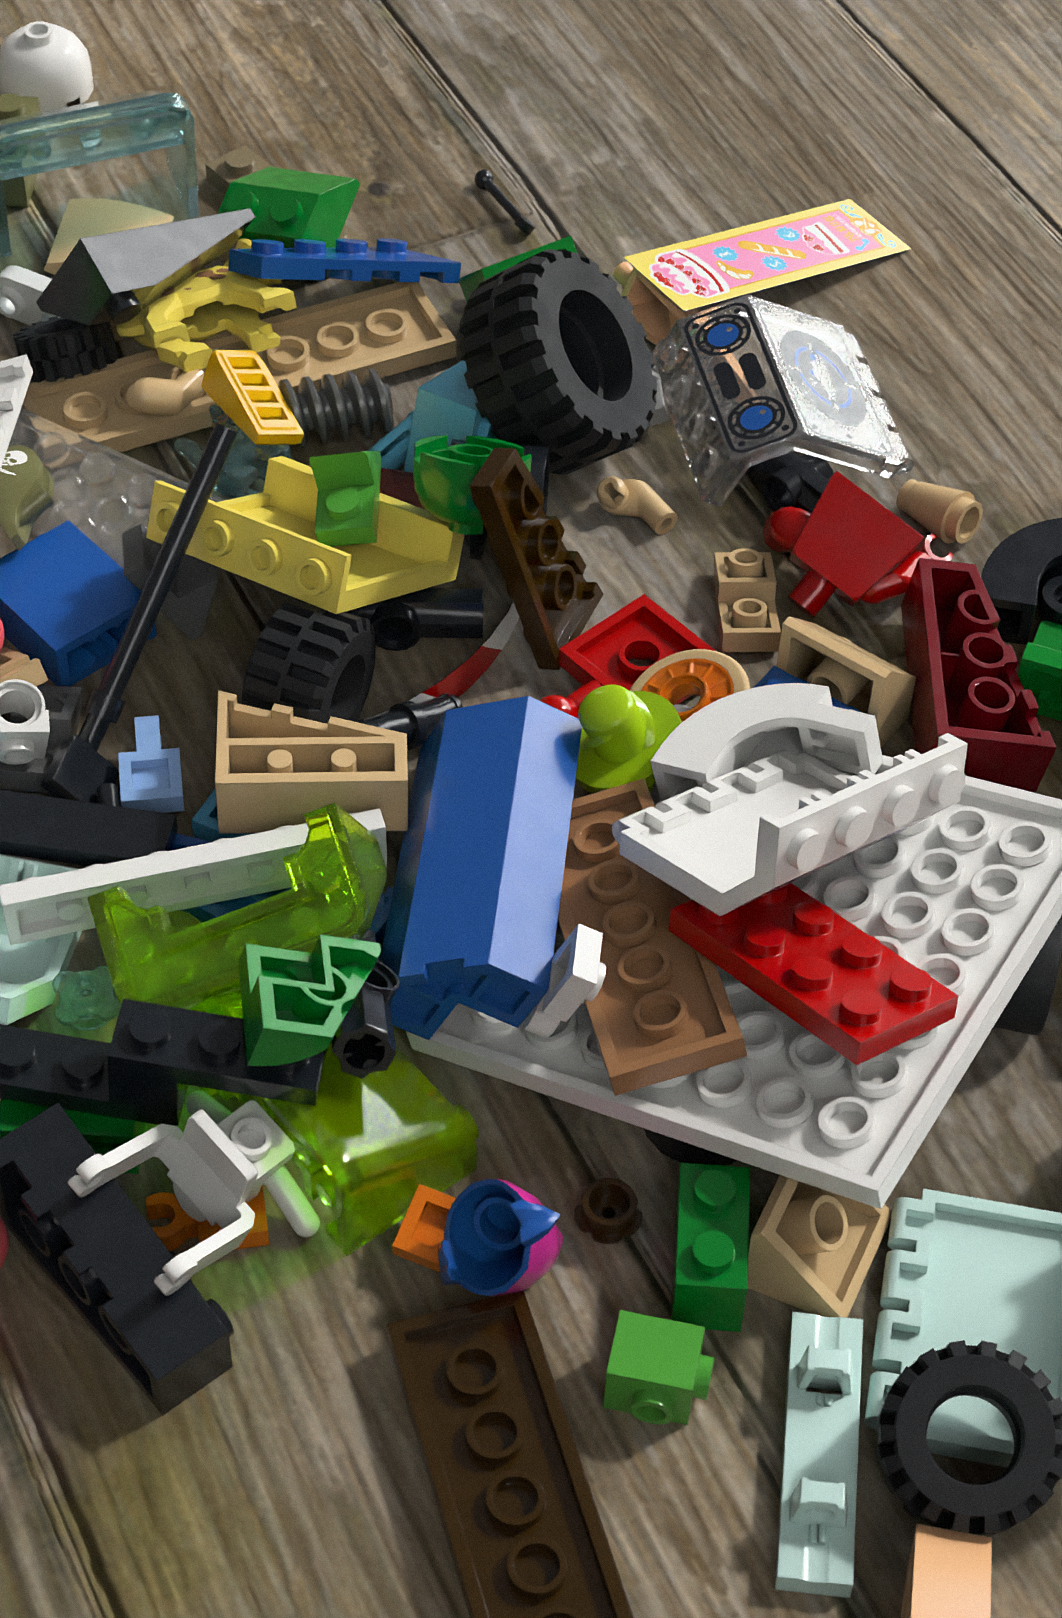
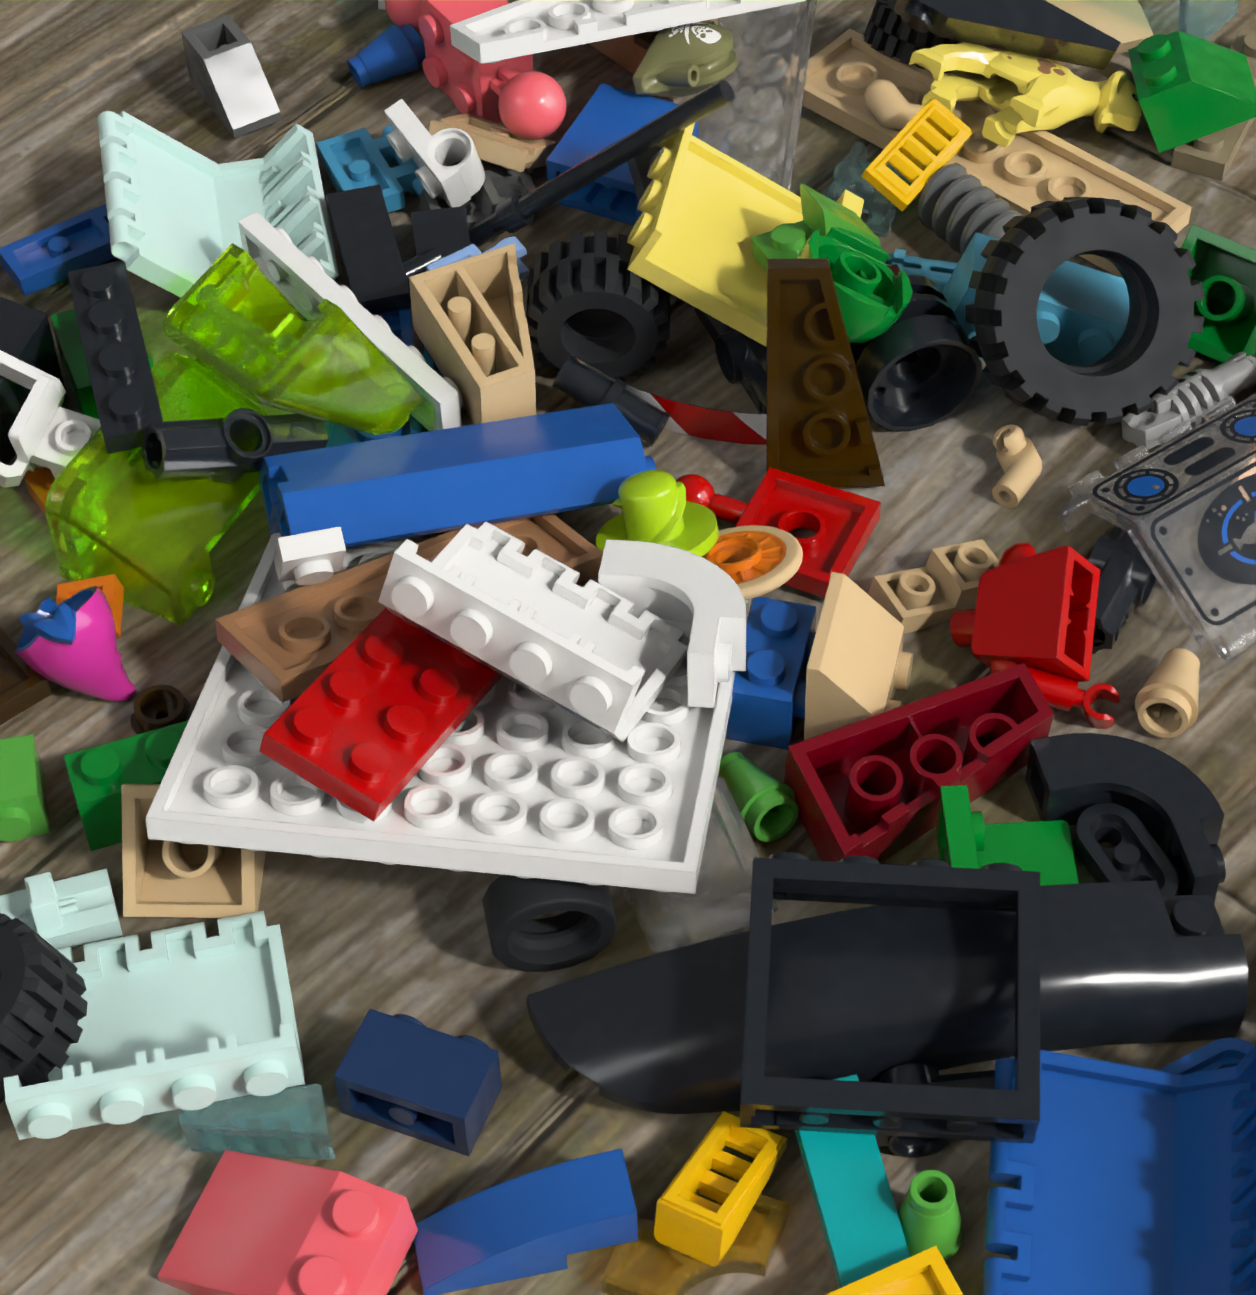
camera: 70 degrees right, 0 degrees up
(298, 997) = (169, 380): green slope -> none
(347, 261) = (1140, 142): blue wing -> none

